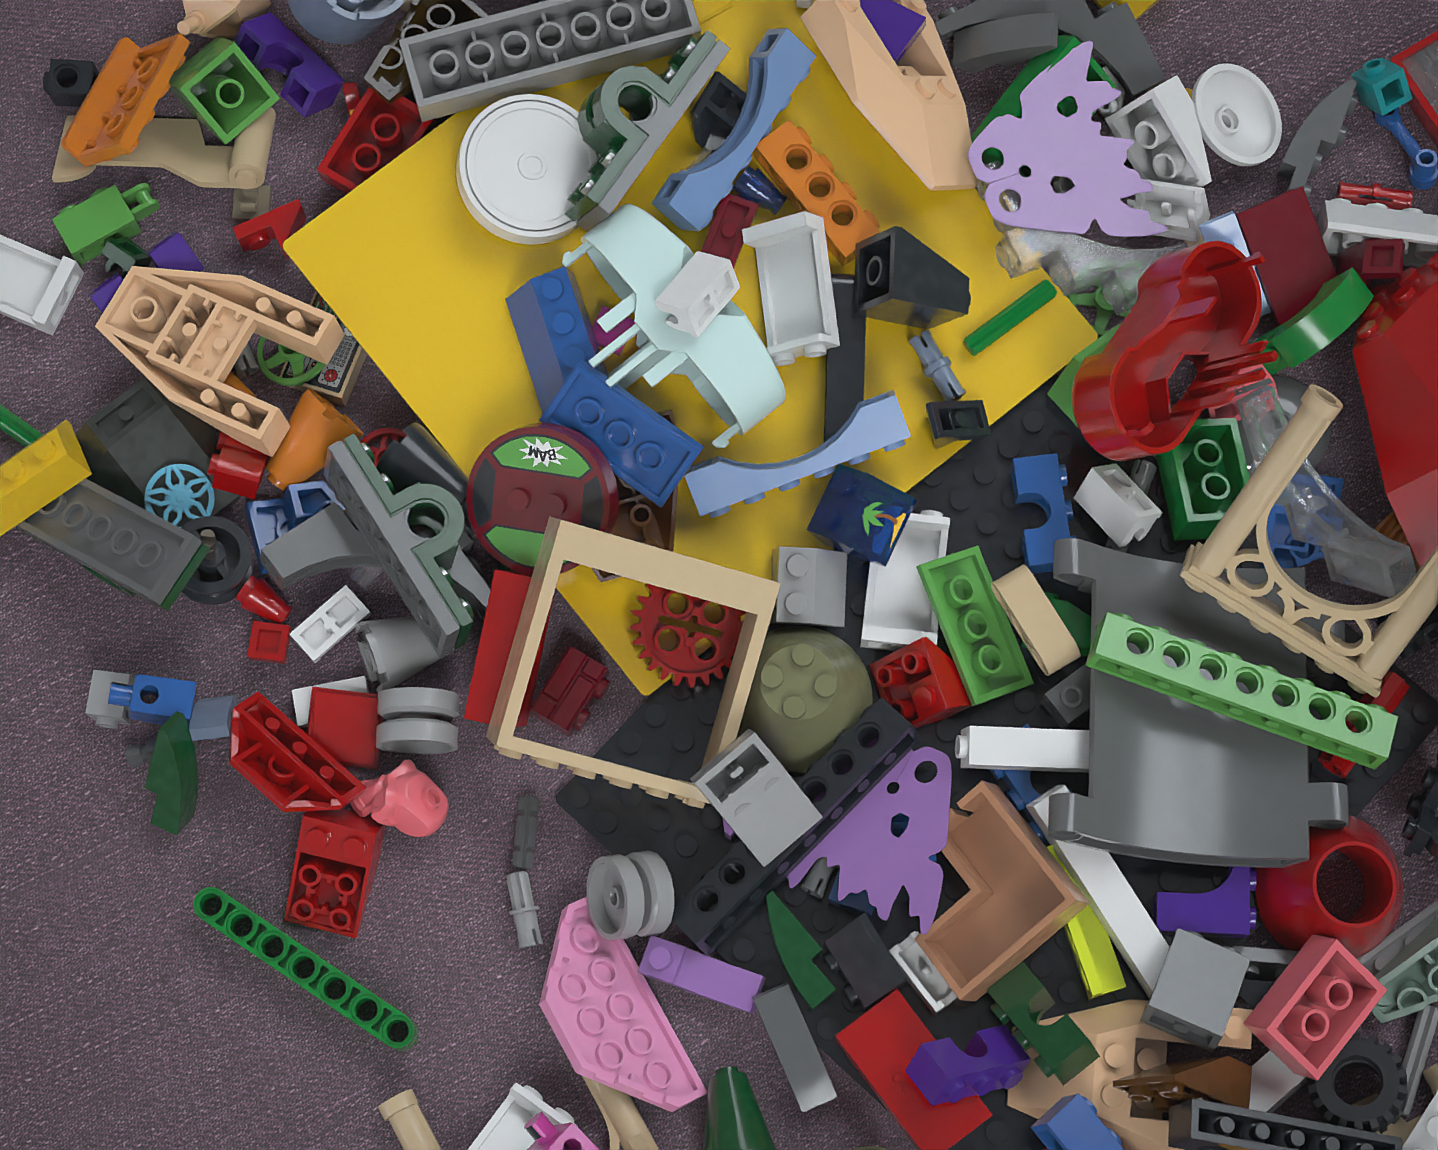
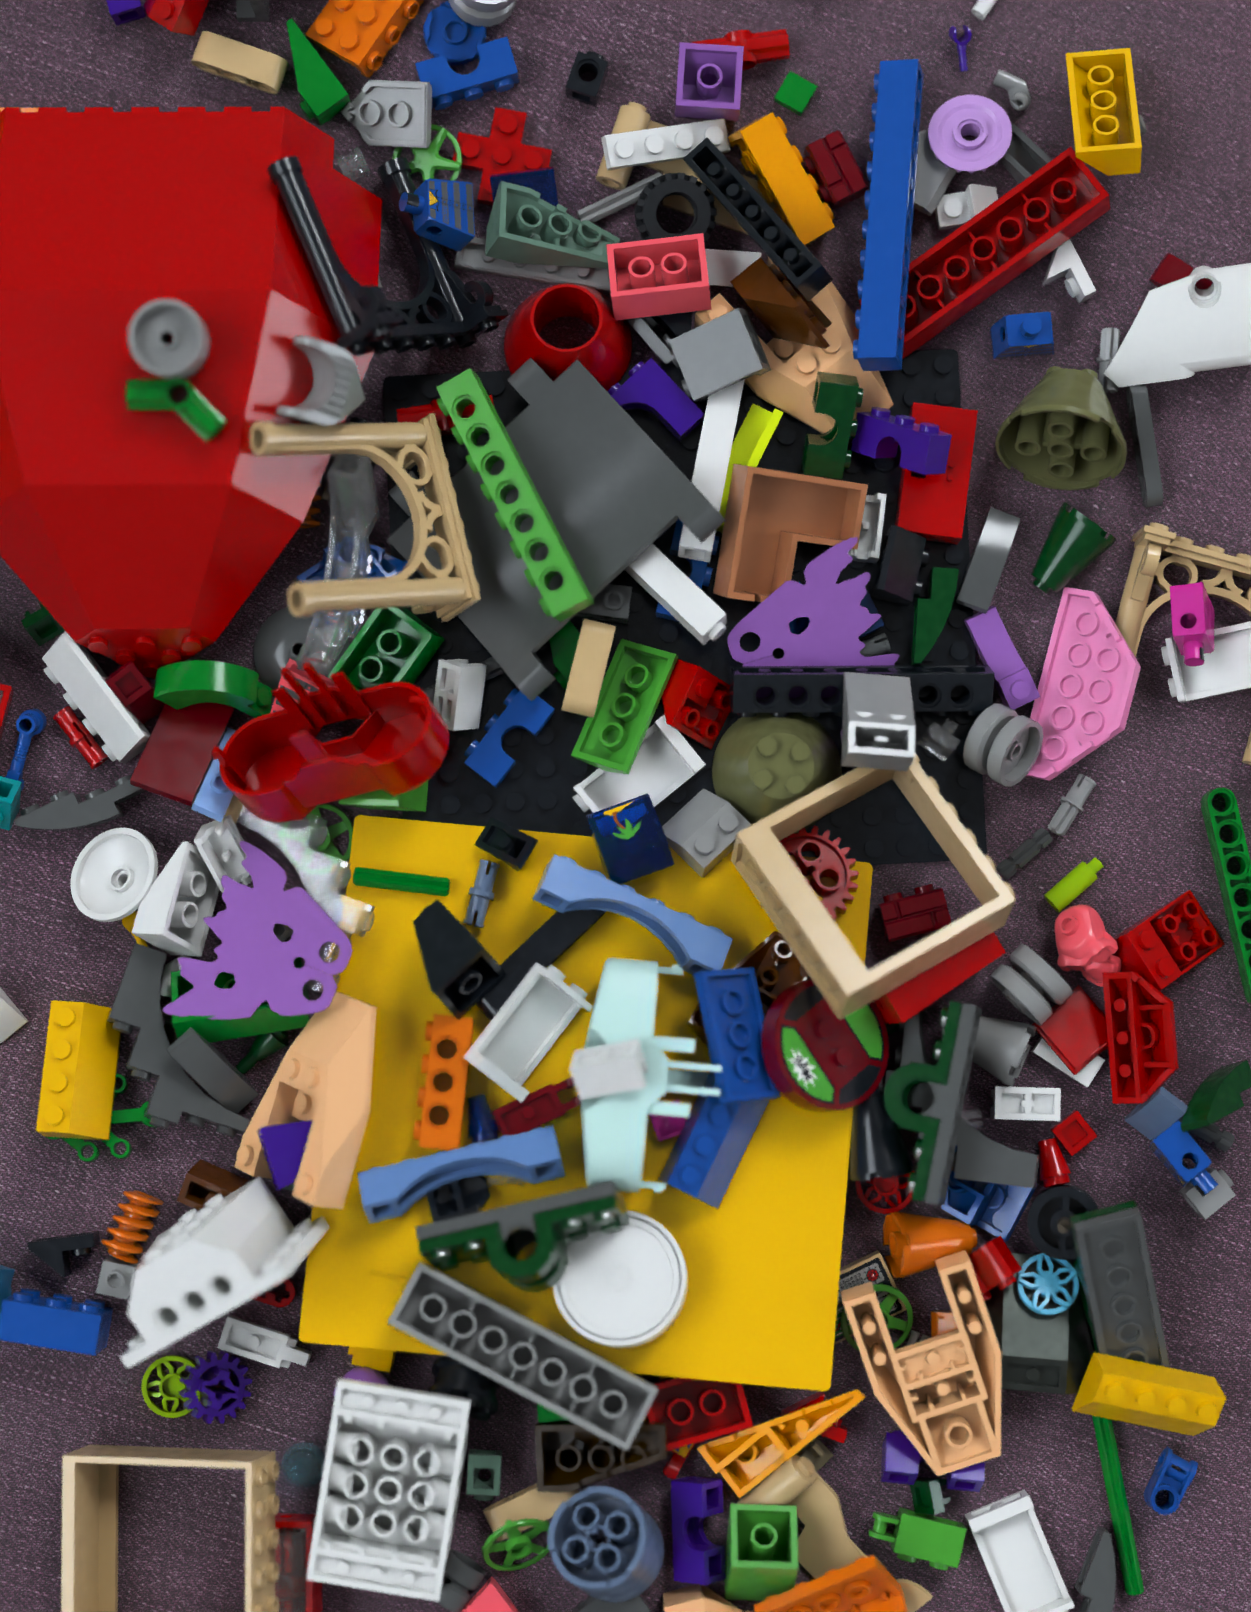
camera: 145 degrees left, 10 degrees up
(292, 163) = (757, 1451): none -> light orange wedge
(459, 845) = (1073, 884): none -> lime cylinder
(686, 852) = (940, 739): none -> clear tile
(984, 99) = (262, 1048): none -> dark green cone

